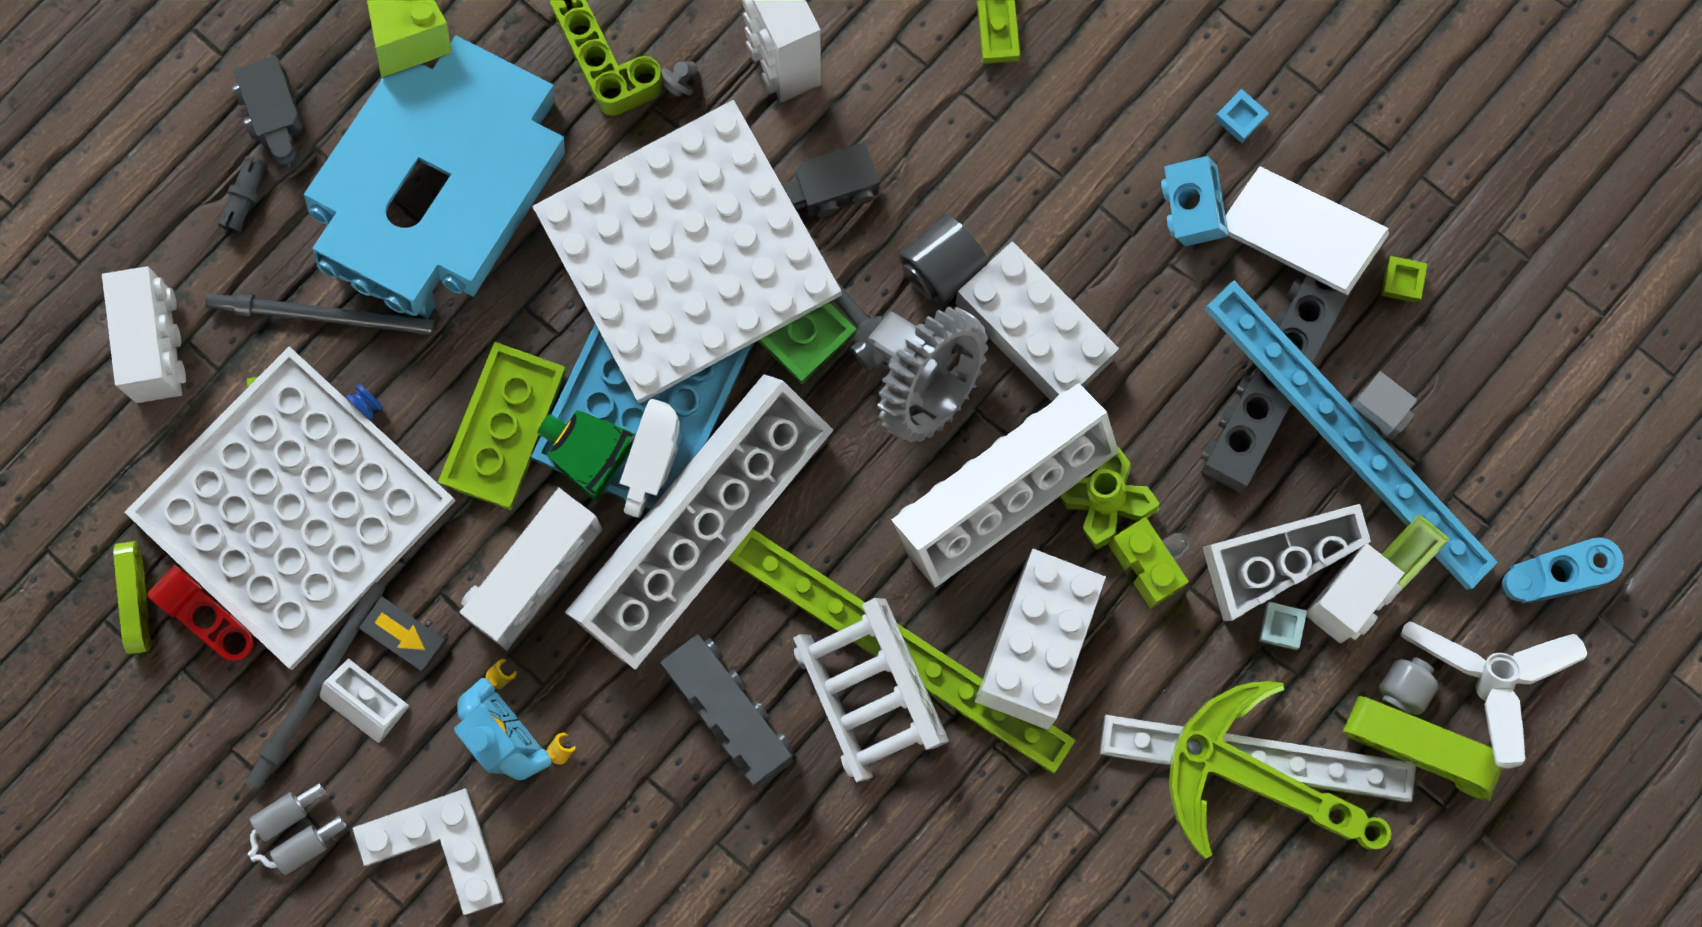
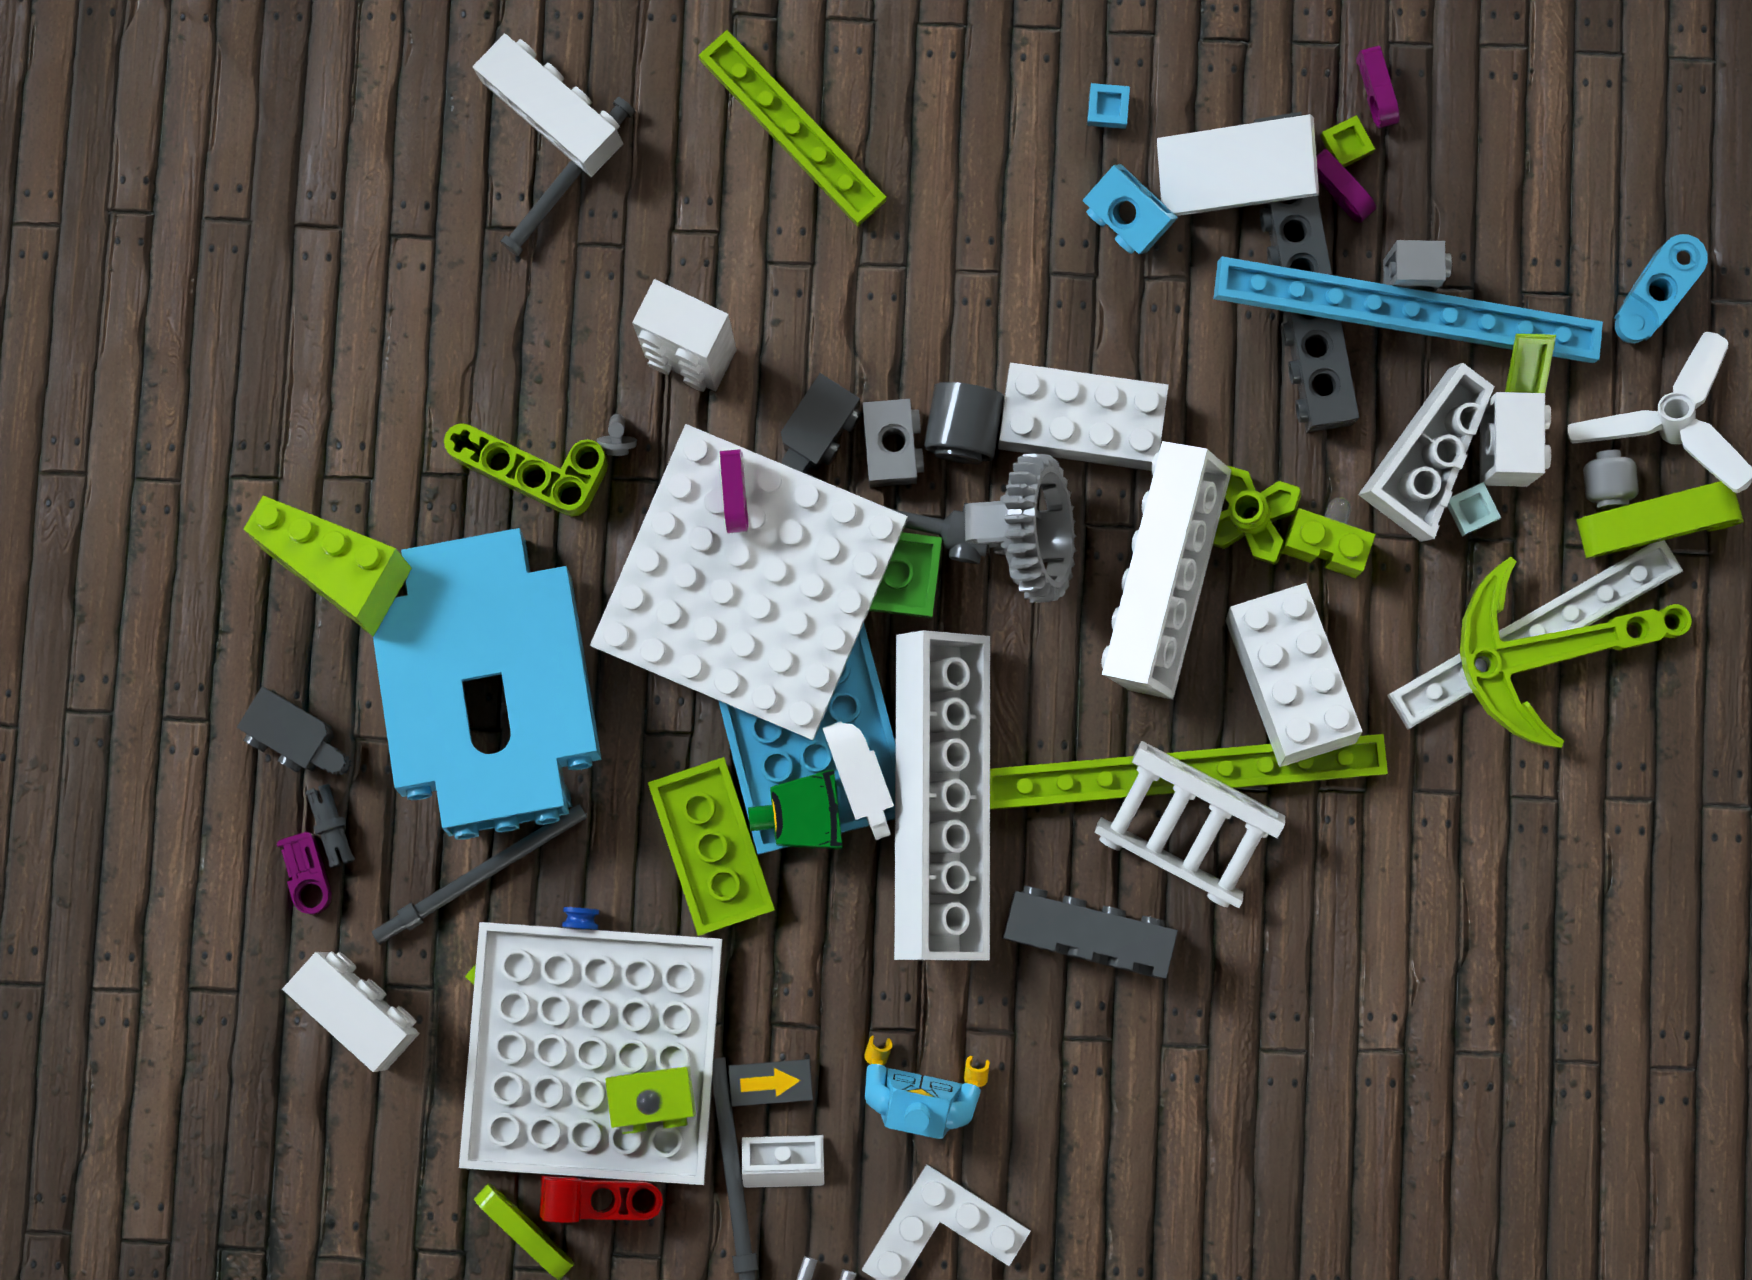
camera: 35 degrees left, 5 degrees up
(200, 211) = (305, 868): none -> magenta piece
(302, 569) = (650, 1097): none -> lime piece
(531, 569) = (837, 947): white brick -> none
(726, 170) = (734, 491): none -> magenta piece
(880, 214) = (889, 418): none -> light grey brick
(1374, 308) = (1344, 187): none -> magenta piece
(1461, 256) = (1378, 87): none -> magenta piece

